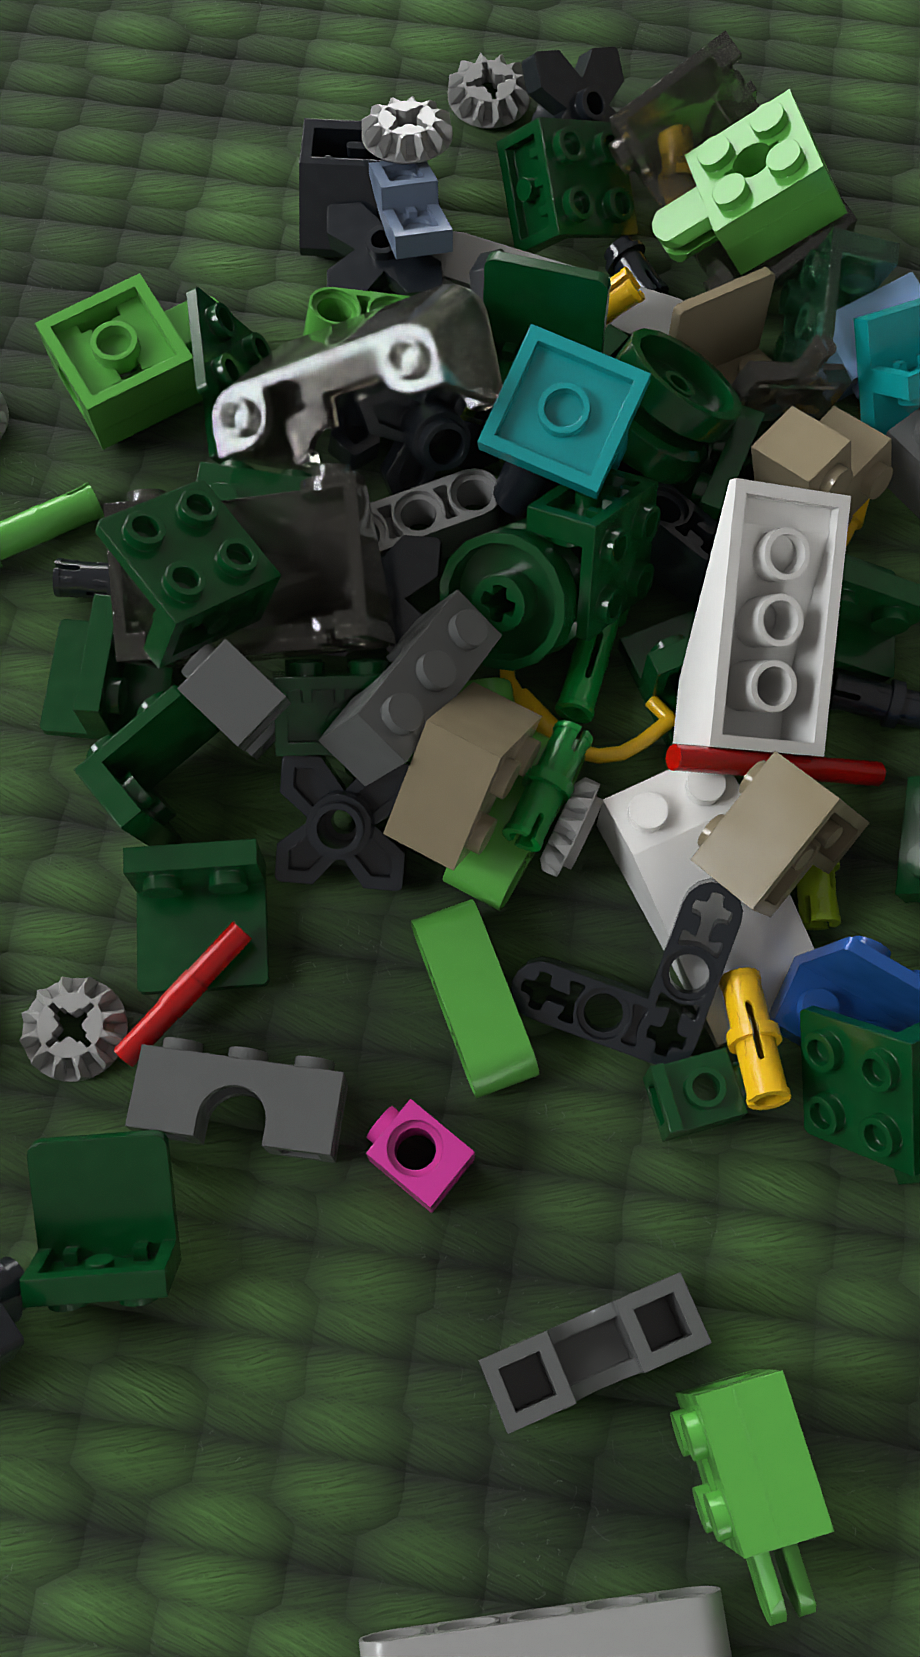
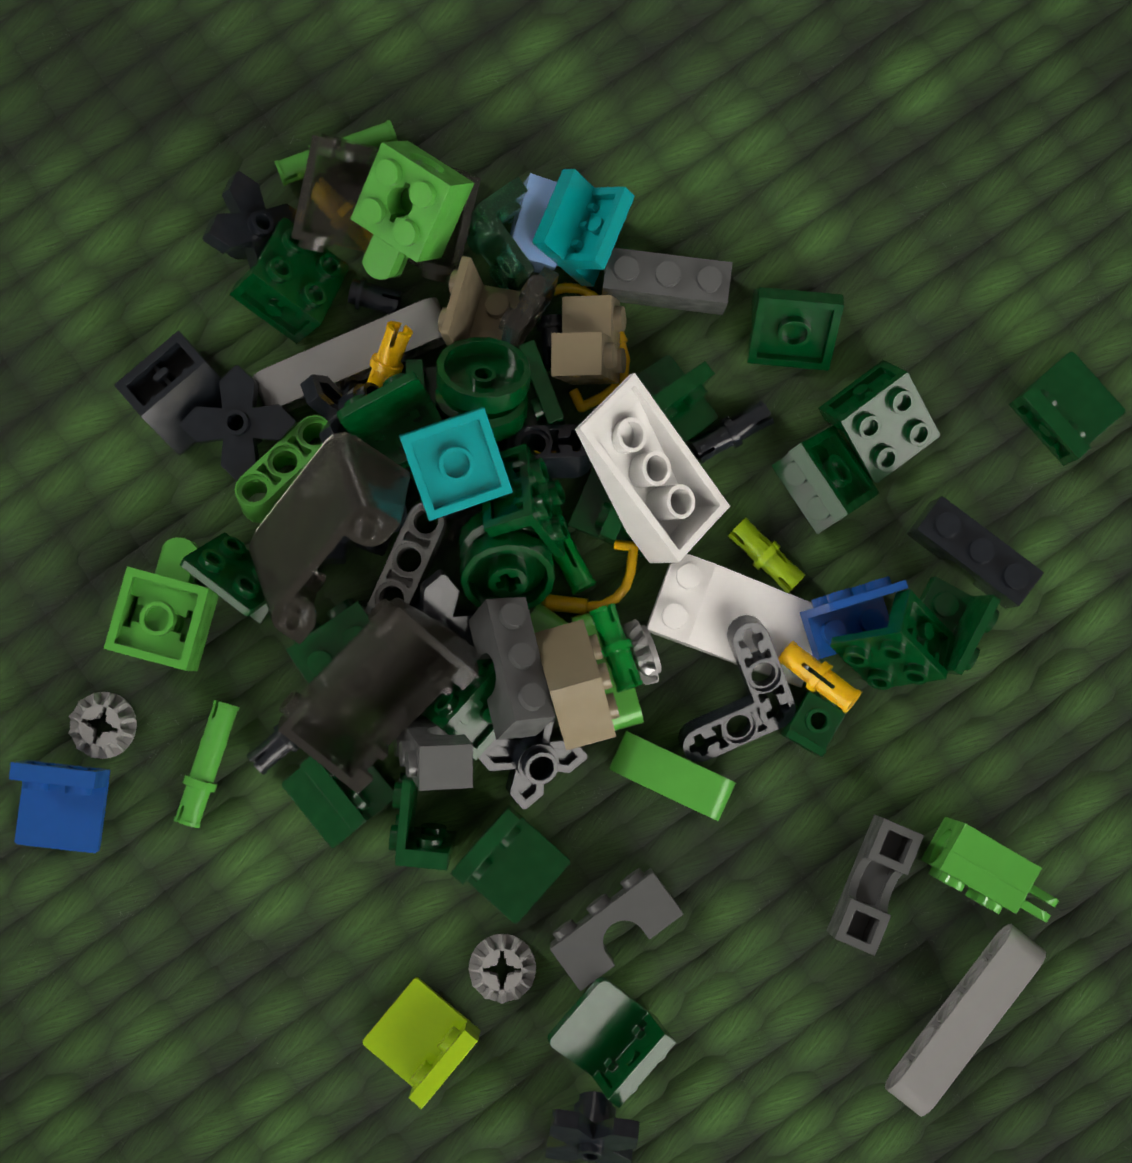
camera: 45 degrees left, 15 degrees up
(183, 993) = (539, 906): red piece -> none
(191, 567) = (349, 718): dark green bracket -> none
(407, 131) = (198, 357): light grey gear -> none
(410, 209) = (233, 391): sand blue slope -> none
(436, 1180) = (736, 876): dark pink brick -> none
(475, 104) = (179, 267): light grey gear -> none
(739, 762) = (736, 499): red bar -> none
(776, 834) = (747, 570): dark tan brick -> none

